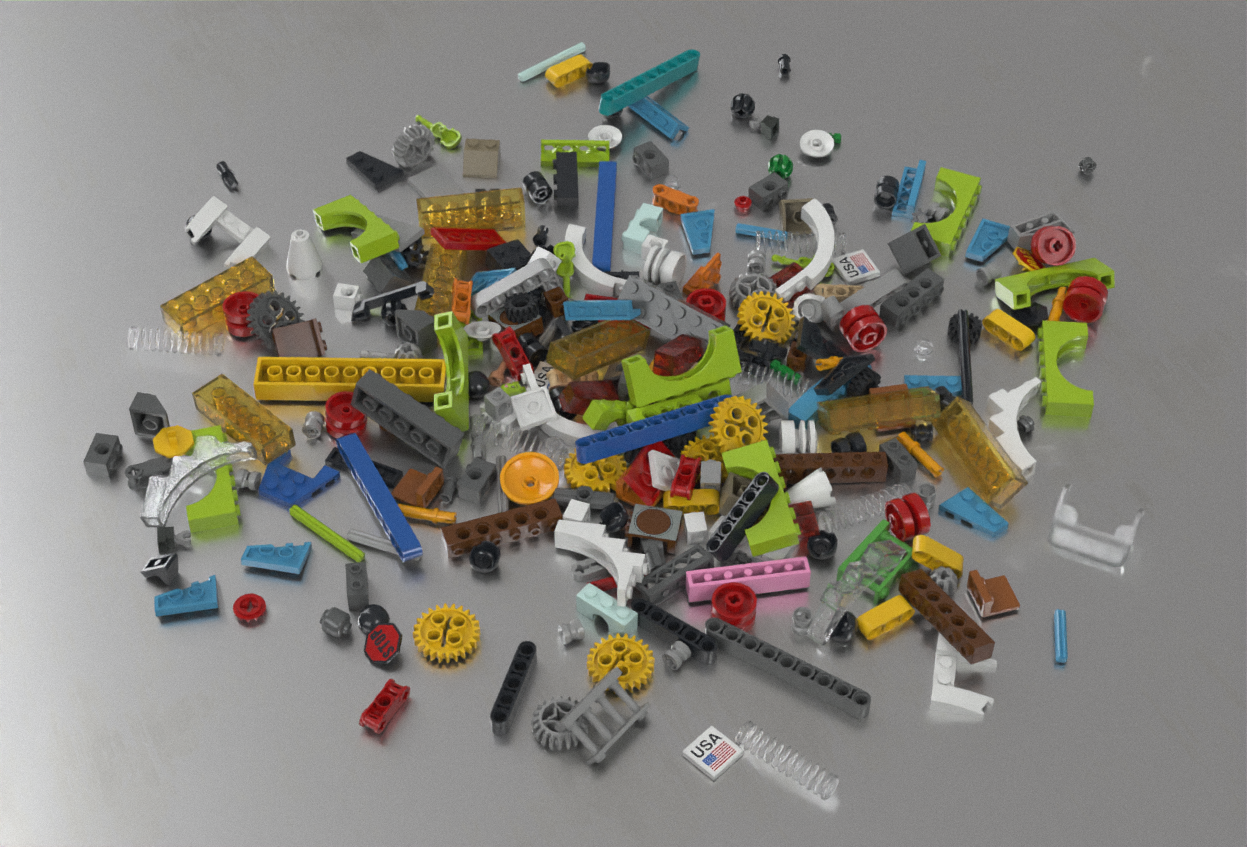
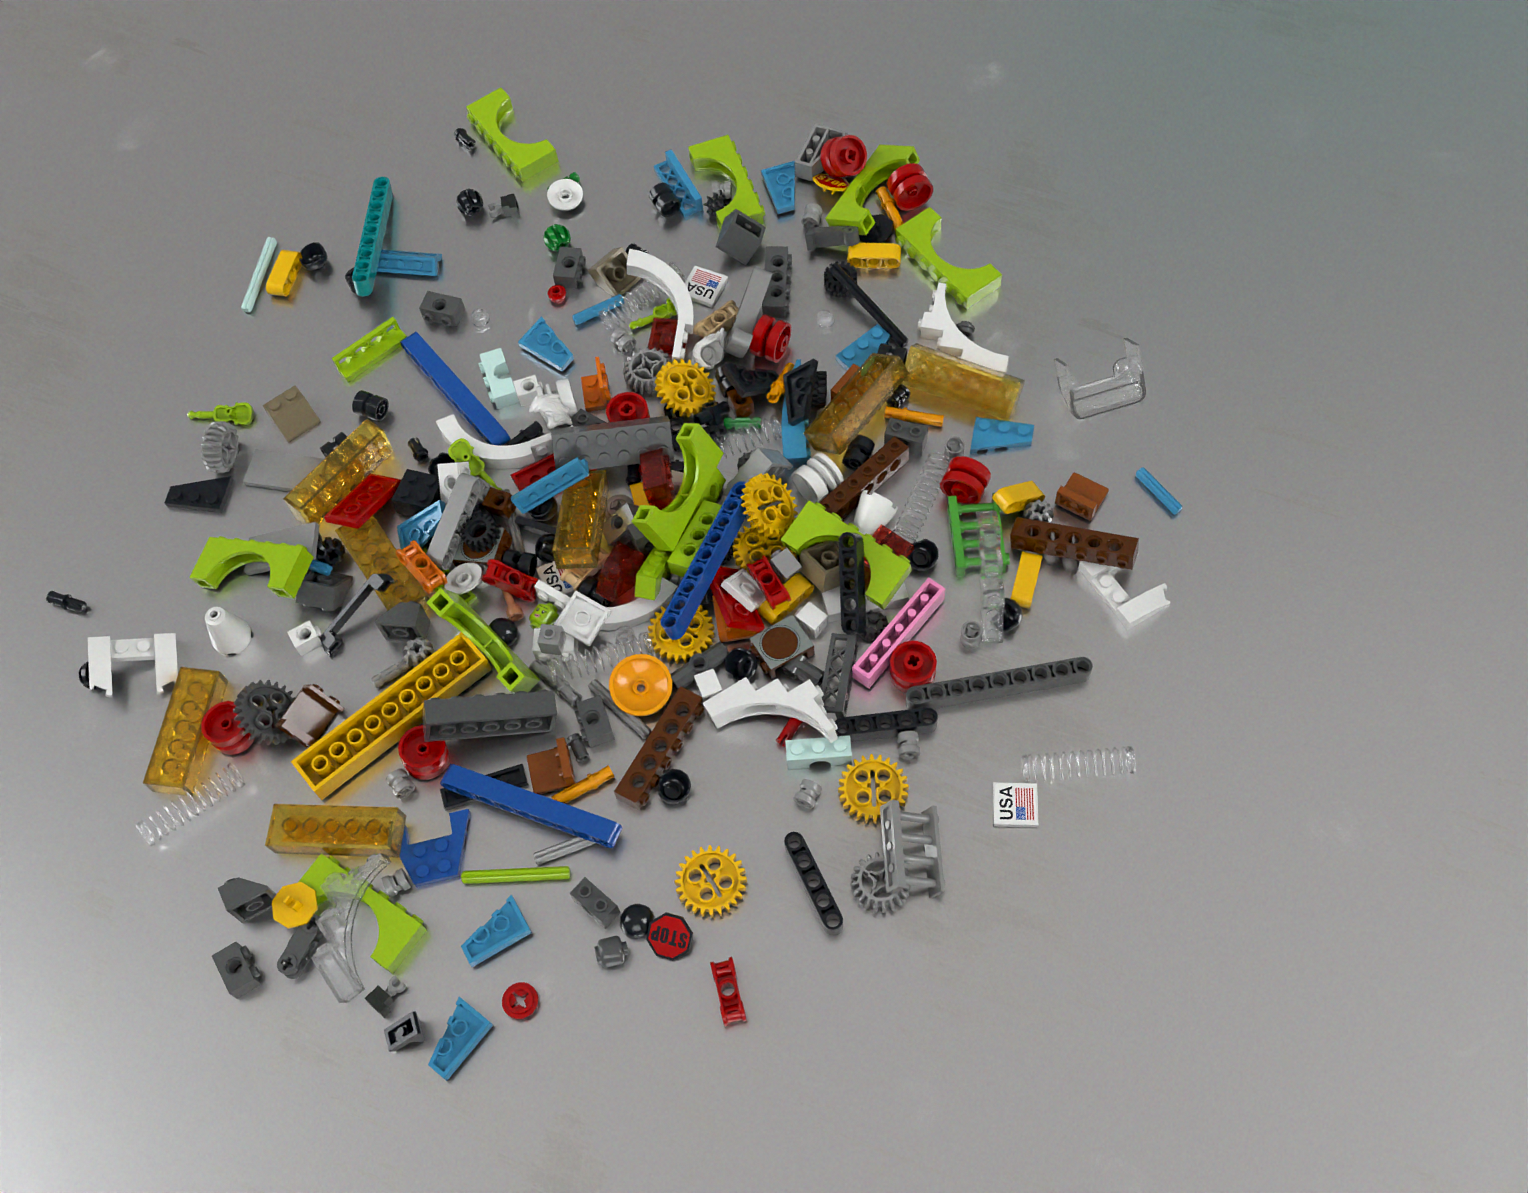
camera: 35 degrees left, 15 degrees up
(388, 311) = (363, 620): black piece -> none
(566, 179) = (390, 380): black wedge -> none
(589, 568) = (767, 730): light grey beam -> none
(606, 133) = (379, 312): white dish -> none
(649, 263) = (551, 406): none -> white hair
(674, 200) = (500, 332): orange piece -> none
(814, 103) = (523, 158): none -> lime arch
(985, 293) = (831, 236): none -> dark grey leg
(1087, 165) = (792, 65): dark grey bush -> none

